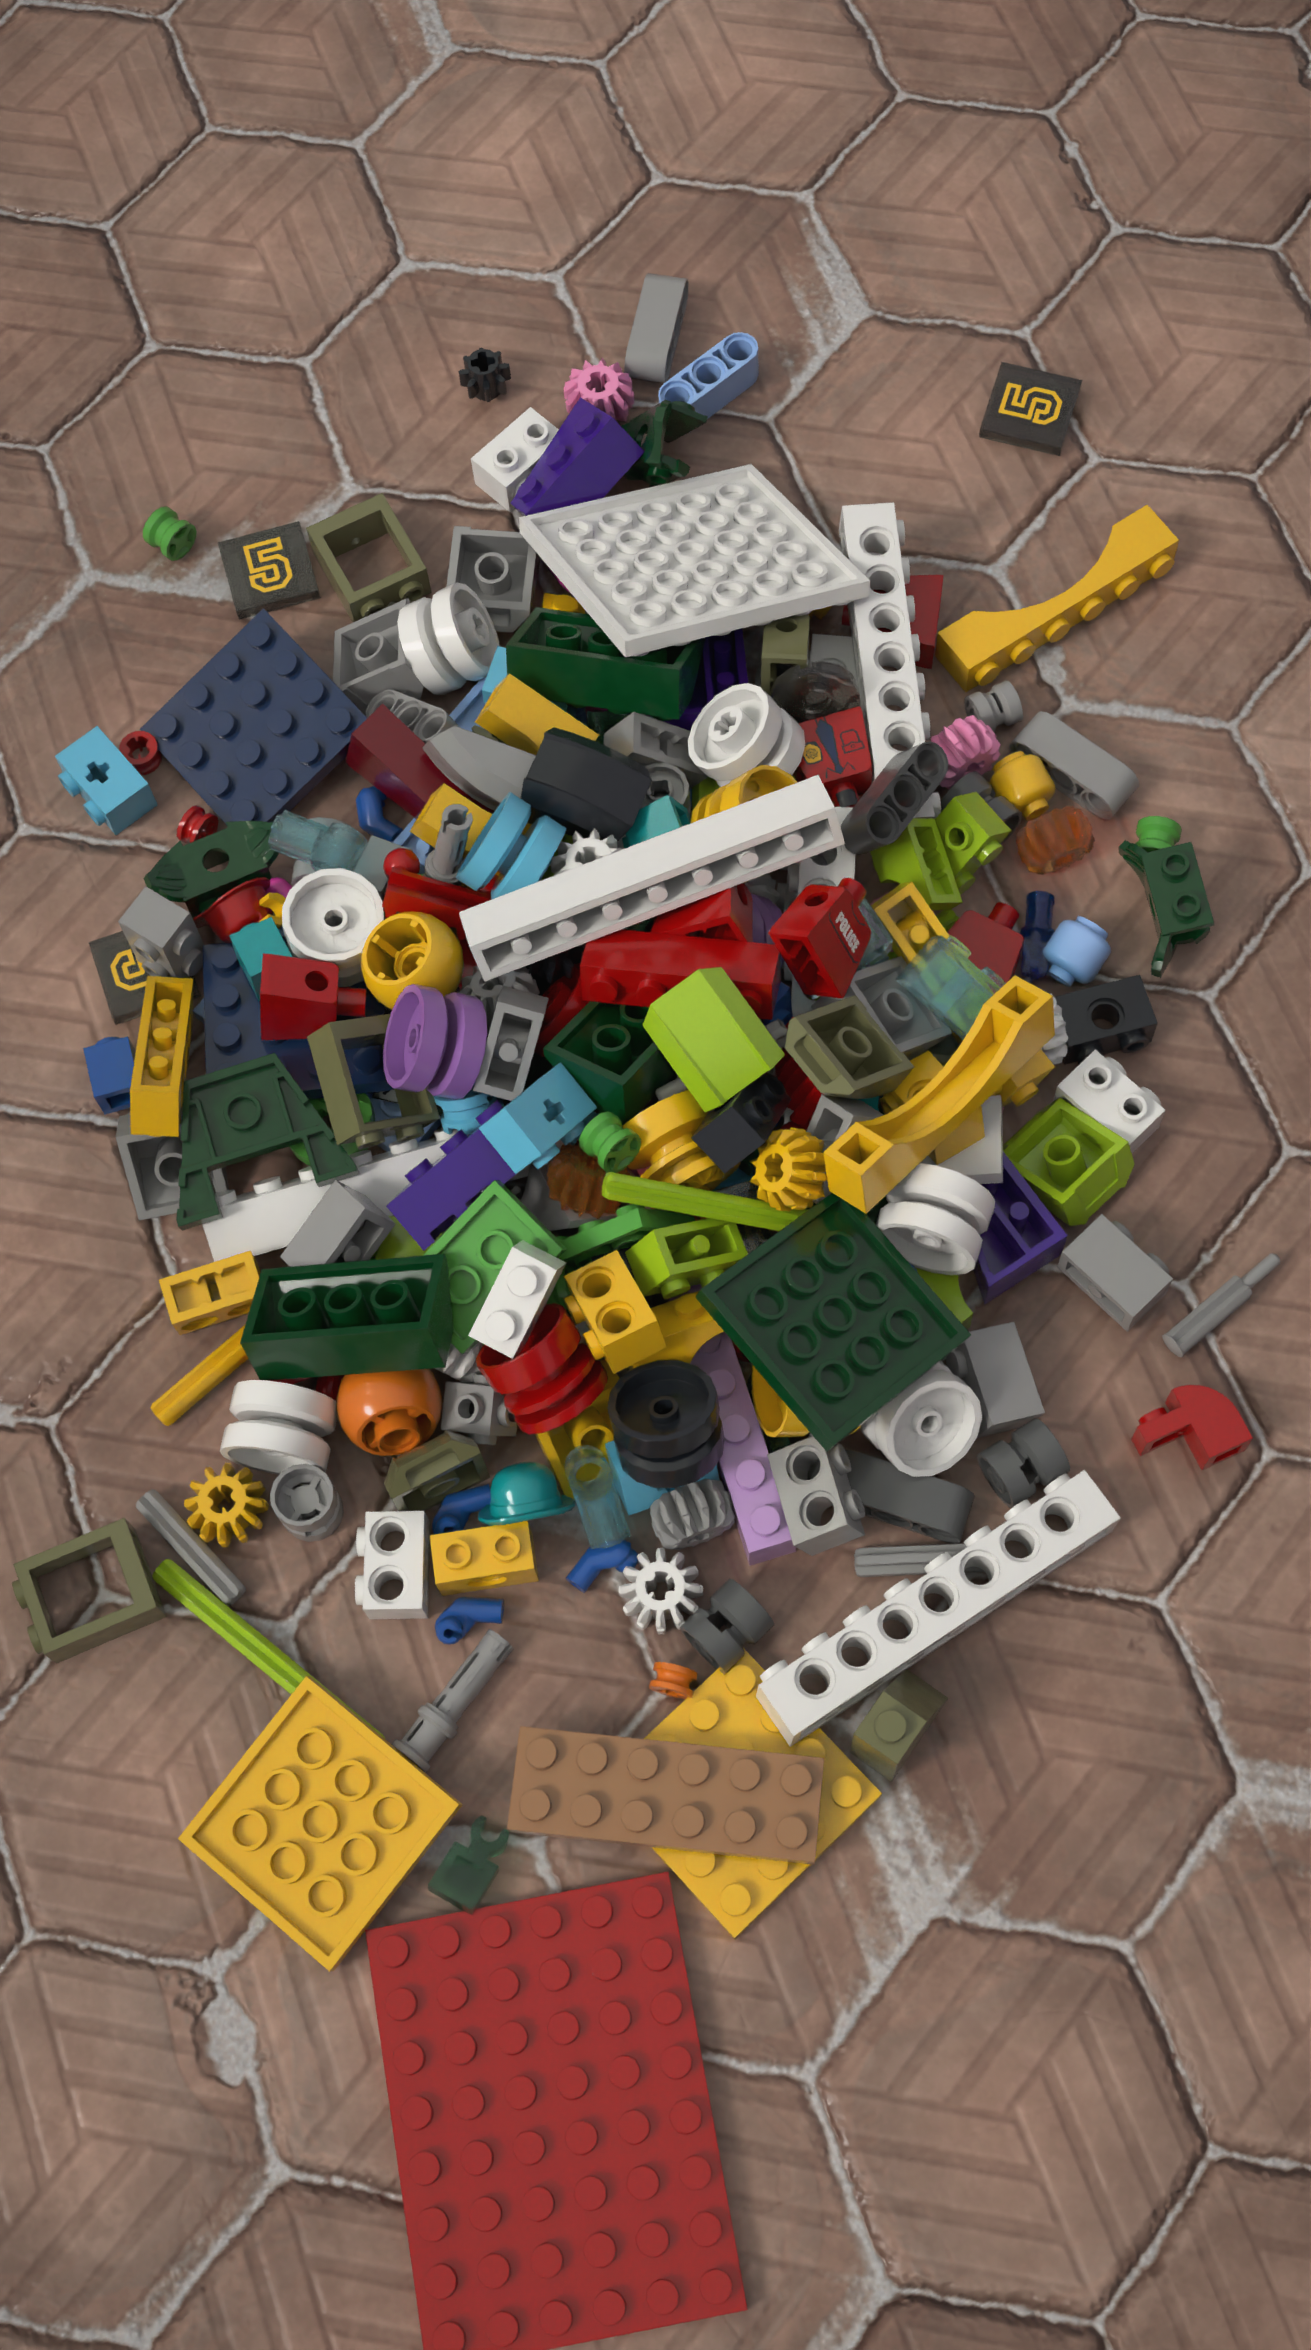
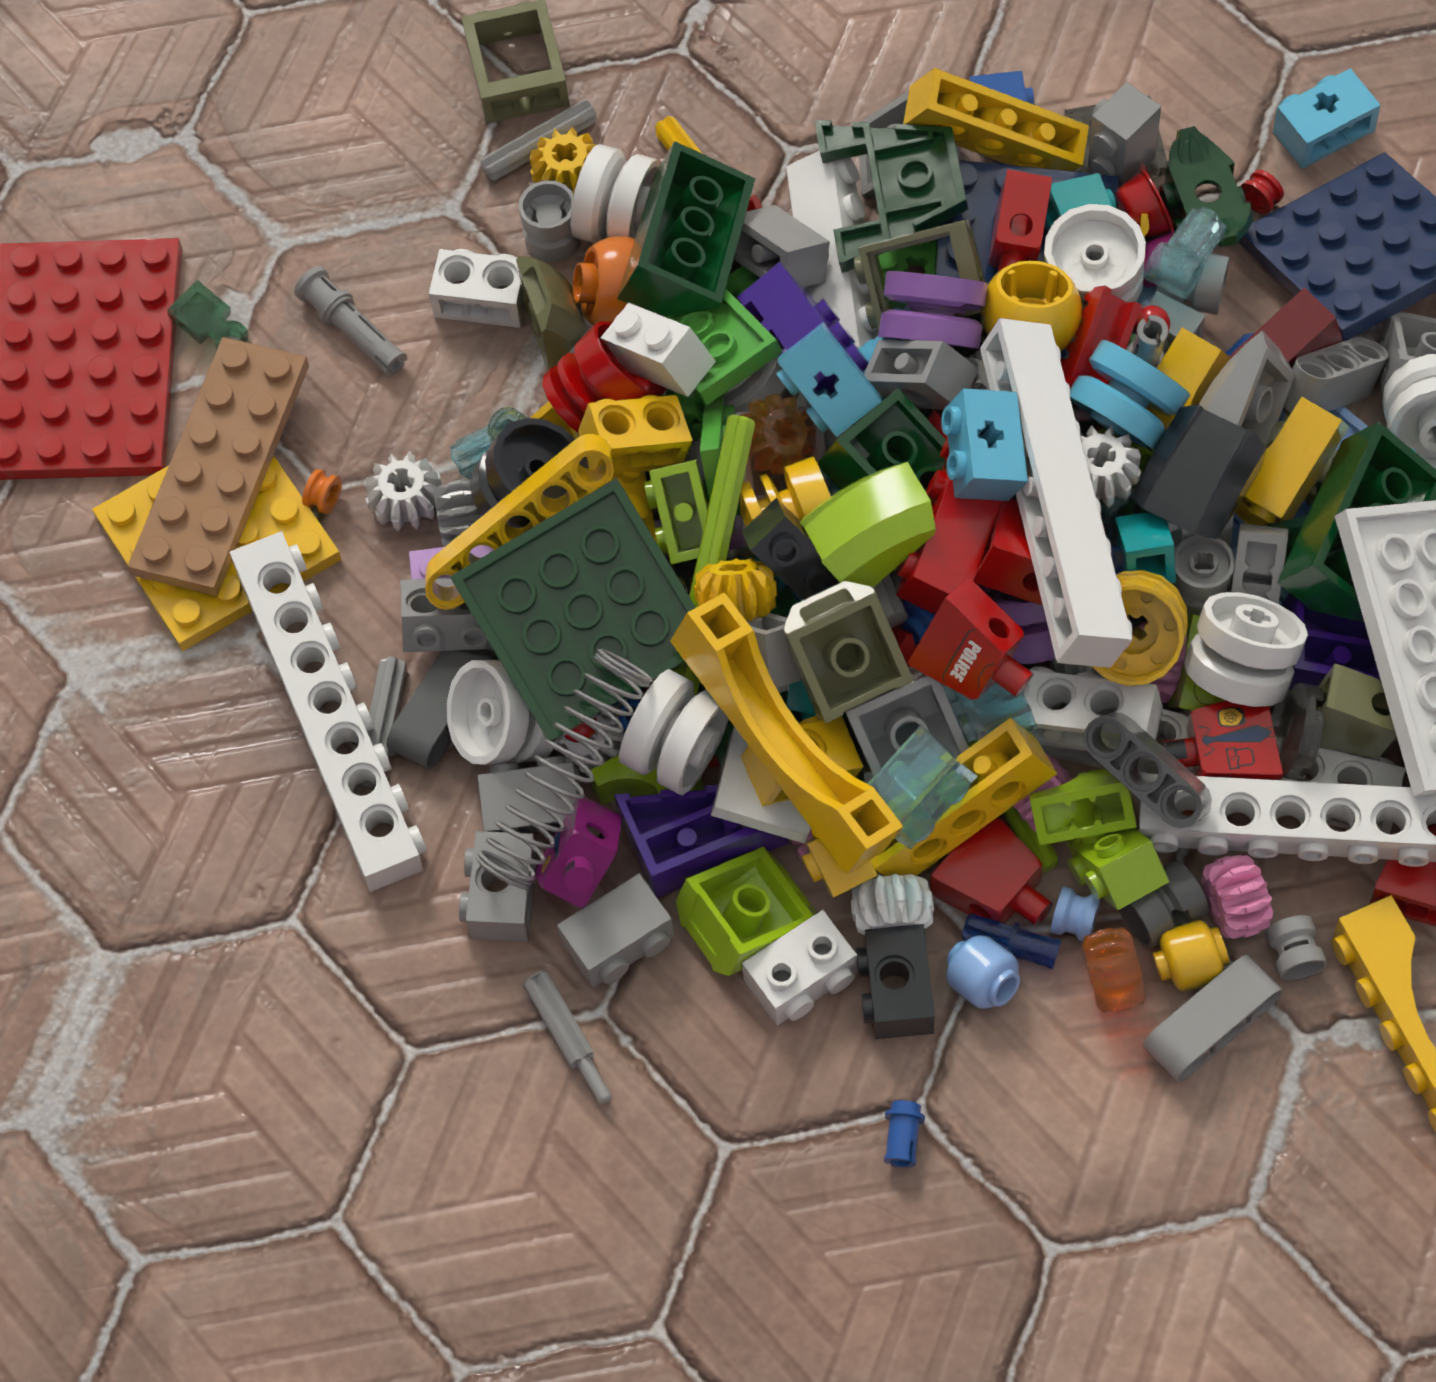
camera: 100 degrees right, 5 degrees down
(137, 740) = (1356, 142): red bush -> none
(211, 1292) = (762, 157): yellow brick -> none
(233, 1628) = (424, 191): lime axle -> none
(320, 1823) = (272, 209): yellow plate -> none
(458, 1507) = (521, 344): blue arm -> none
(463, 1616) = (425, 339): blue arm -> none
(483, 1558) = (467, 354): yellow brick -> none
(523, 1494) = (508, 381): teal hat -> none
(598, 1559) = (441, 441): blue arm -> none
(609, 1142) = (794, 439): bright green wheel -> none
(617, 938) = (985, 445): none -> medium azure brick
(739, 1613) = (356, 536): dark grey wheel -> none
(743, 1401) = (524, 501): none -> yellow beam
(896, 1724) = (227, 651): olive slope -> none
(913, 1255) = (506, 870): none -> light grey piece
(1001, 883) = (1075, 914): none -> light blue wheel
(1032, 1448) = (444, 810): dark grey wheel -> none
(1059, 1308) = (579, 857): none -> magenta torso
(1111, 1377) = (497, 914): none -> light grey brick
(1157, 833) = (1101, 1082): bright green wheel -> none
(1174, 897) = (1018, 1073): dark green piece -> none
(1204, 1420) = (448, 987): red brick -> none
(1242, 997) = (903, 1133): none -> blue pin

